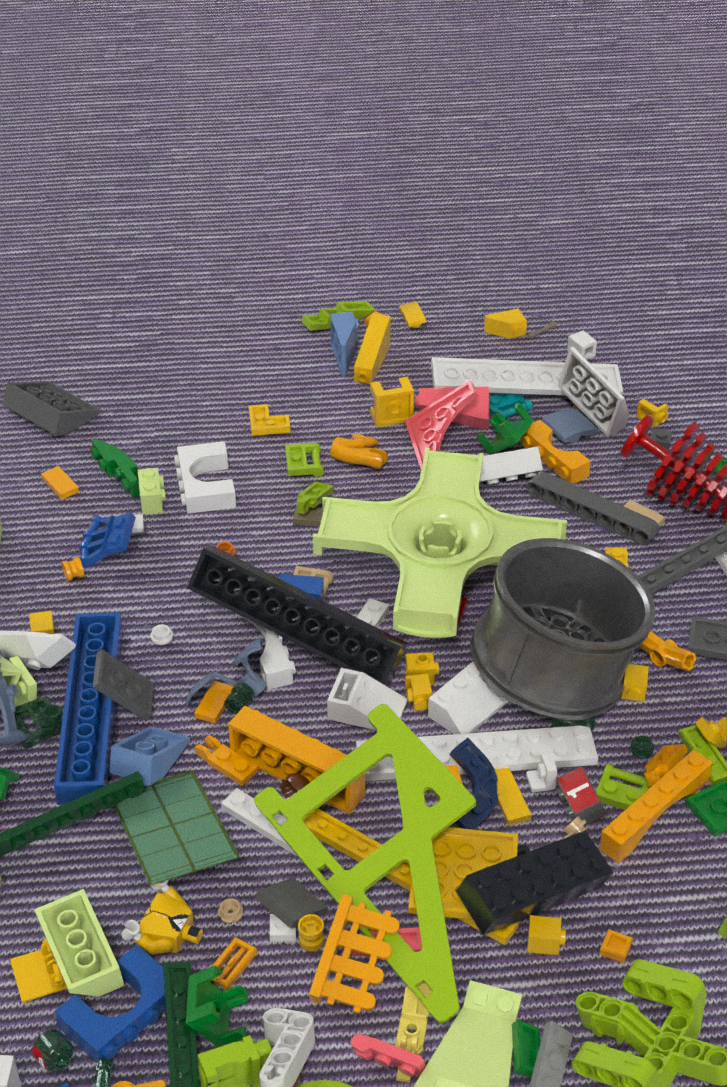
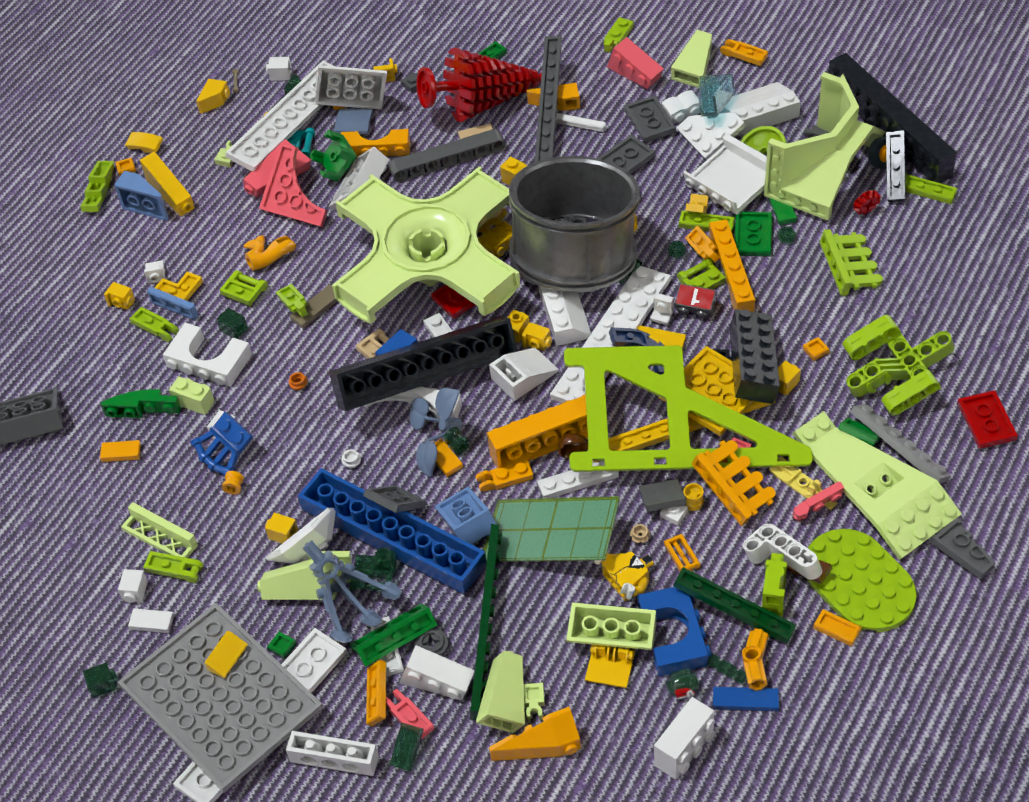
camera: 50 degrees left, 10 degrees up
(210, 1008) = (709, 569): green panel -> none
(214, 425) = (153, 323): none -> lime hinge
(226, 390) = (119, 296): none -> yellow brick
(245, 426) = (172, 303): none -> medium blue tile
(254, 473) = (232, 323): none -> clear green brick
(275, 398) = (154, 271): none -> white bracket
(392, 405) = (243, 205): yellow panel -> none
(575, 827) = (724, 322): tan plate -> none

